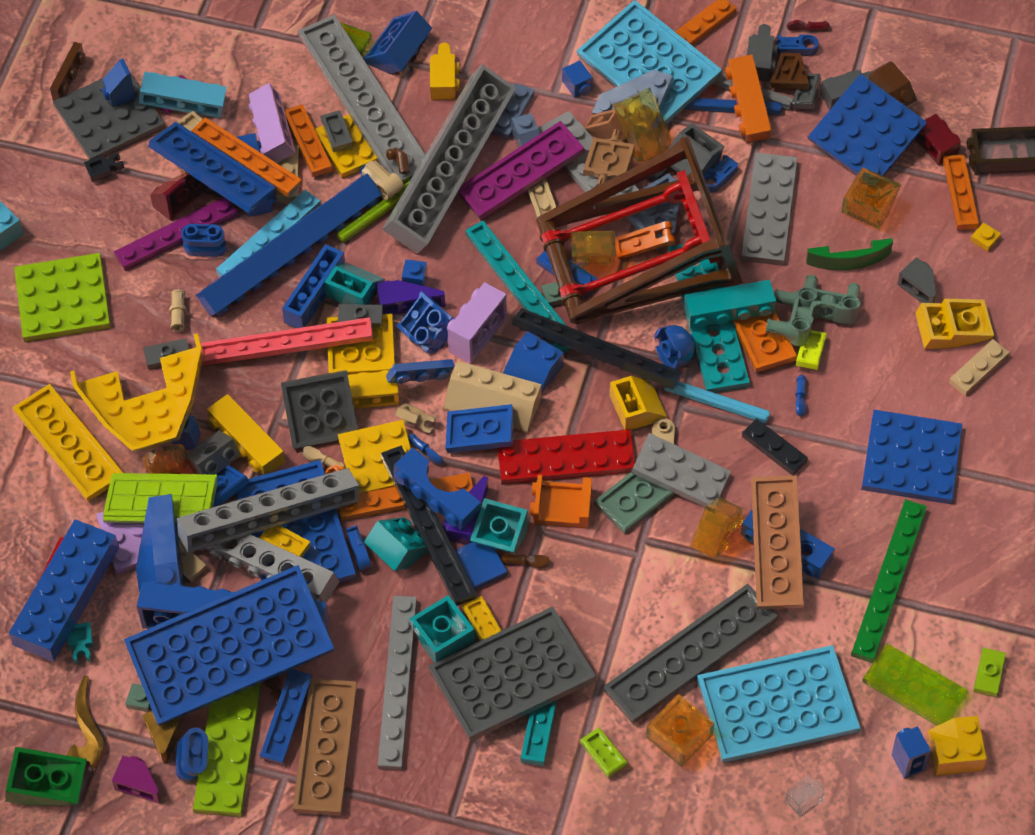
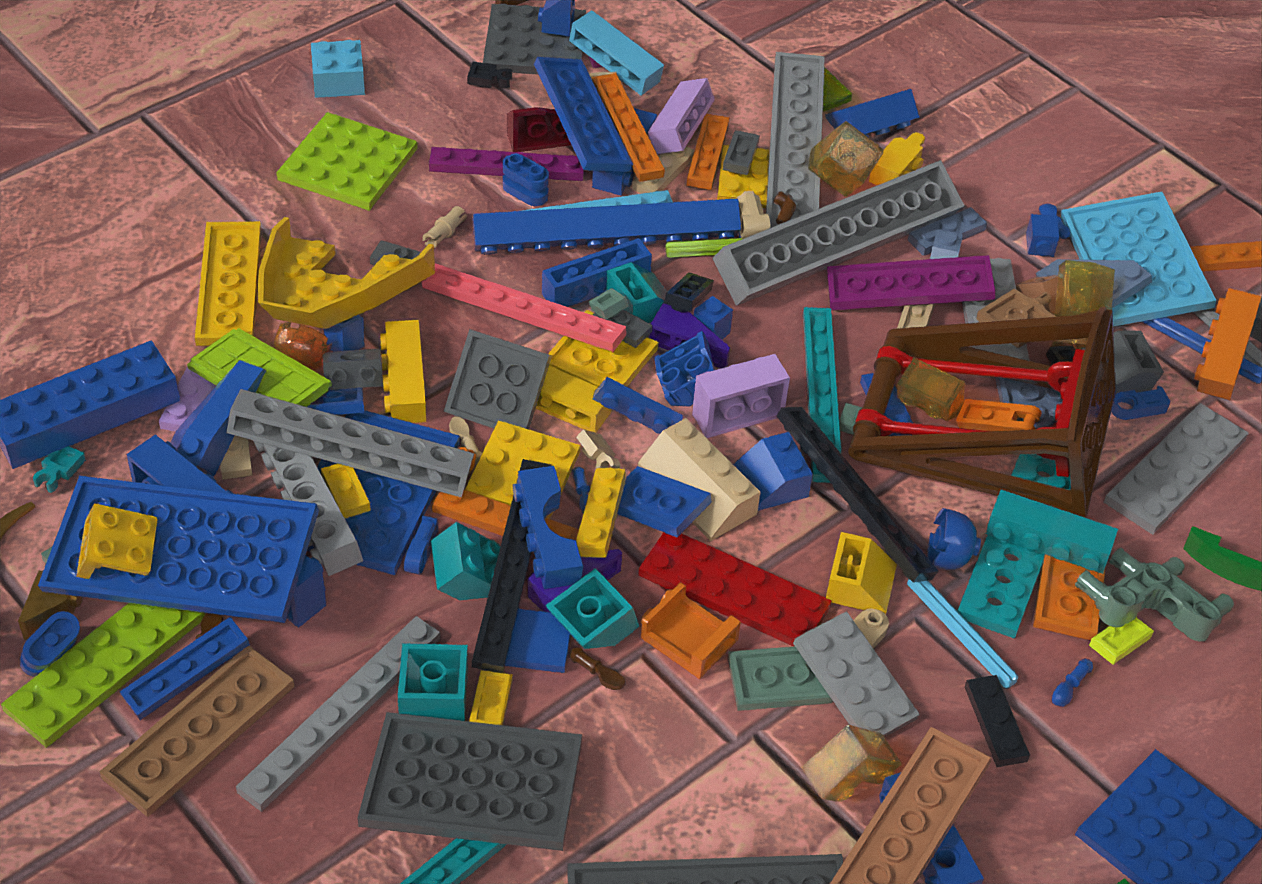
camera: 30 degrees right, 10 degrees down
(190, 667) = (116, 541): none -> yellow bracket
(346, 307) = (608, 304): none -> sand green plate
(385, 264) = (688, 292): none -> black plate
(412, 97) = (844, 158): none -> clear yellow slope
(453, 457) = (600, 512): none -> yellow plate
(567, 56) = (1051, 210): none -> blue piece

